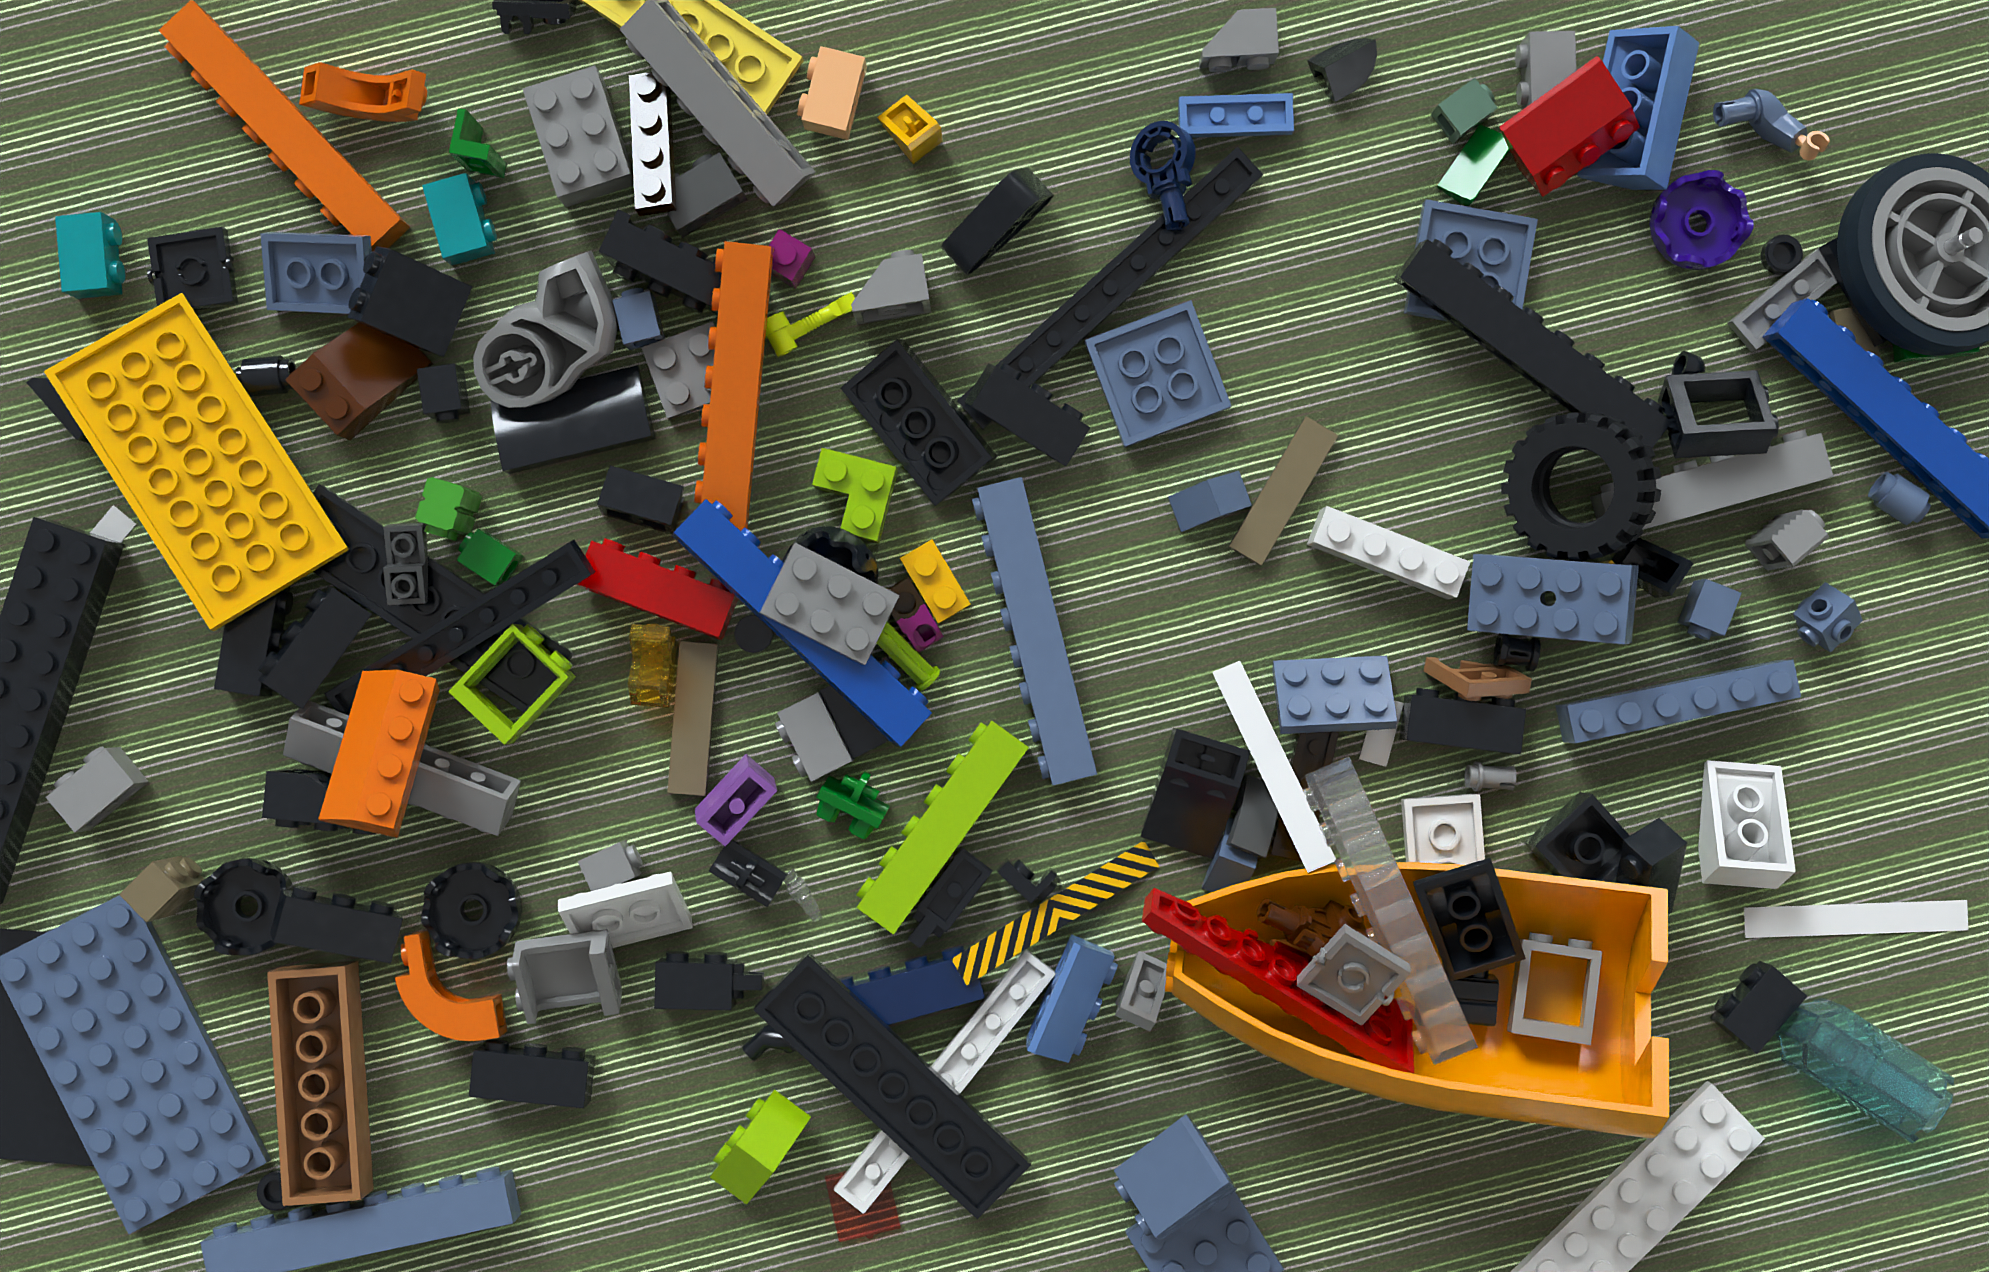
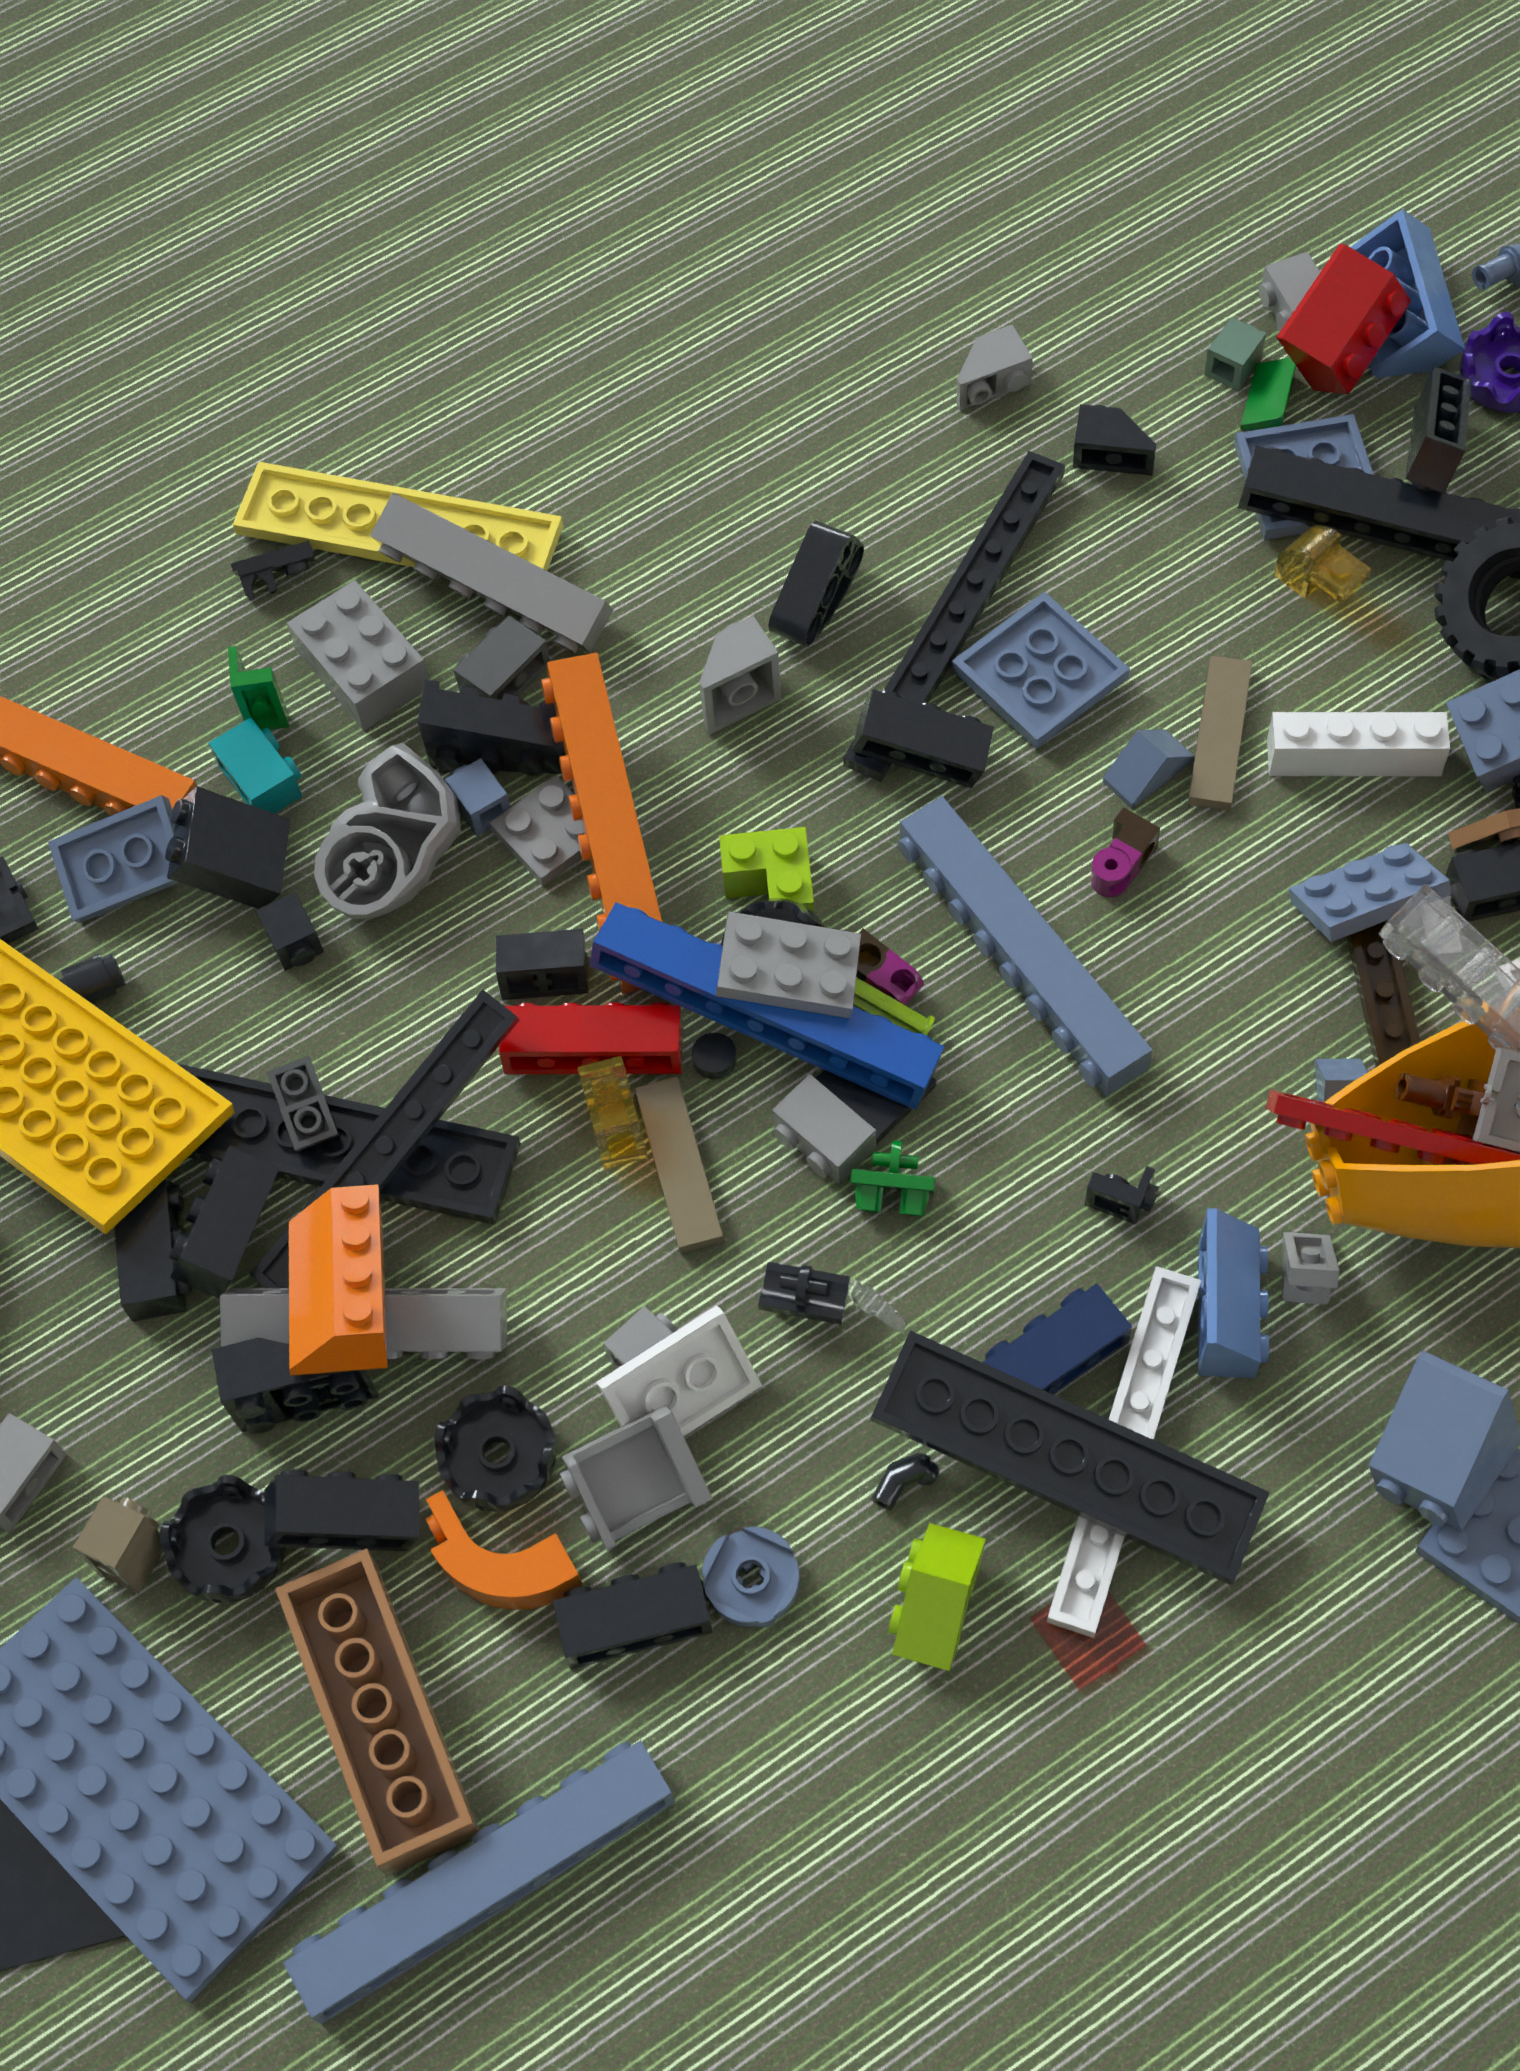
camera: 10 degrees left, 25 degrees down
(270, 1191) = (359, 1880): black tile -> none
(356, 377) = (189, 951): reddish brown slope -> none
(364, 95) = (123, 694): orange arch -> none
(448, 508) = (333, 1029): bright green brick -> none
(484, 709) = (447, 1219): lime window -> none
(488, 557) = (387, 1069): green brick -> none
(588, 419) = (442, 919): black slope -> none
(608, 1075) = (762, 1602): none -> sand blue plate
(652, 145) = (436, 633): plate -> none
(702, 982) = (797, 1435): black hinge -> none
(735, 800) = (760, 1218): medium lavender brick -> none
(782, 334) = (638, 761): neon yellow brick -> none
(790, 258) = (622, 688): magenta brick -> none
(832, 93) = (605, 534): light nougat brick -> none
(911, 128) = (698, 543): yellow slope -> none
(918, 421) = (812, 790): black slope -> none
(935, 581) = (895, 933): yellow plate -> none
(941, 827) = (1003, 1173): lime brick -> none
(949, 896) = (1043, 1245): black hinge -> none
(1055, 913) = (1169, 1217): sticker -> none
(1142, 589) = (1130, 850): none -> leg
(1170, 180) = (969, 493): dark blue pin -> none
(1194, 793) = (1266, 1032): black slope -> none
(1236, 115) = (1014, 430): medium blue plate -> none
(1254, 818) = (1345, 1039): dark grey slope -> none
(1273, 766) = (1343, 973): white sticker -> none
(1313, 162) = (1111, 442): none -> black slope
(1345, 66) = (1102, 359): black brick -> none
(1436, 365) = (1320, 562): none -> clear yellow brick
(1596, 280) = (1438, 430): none -> black brick

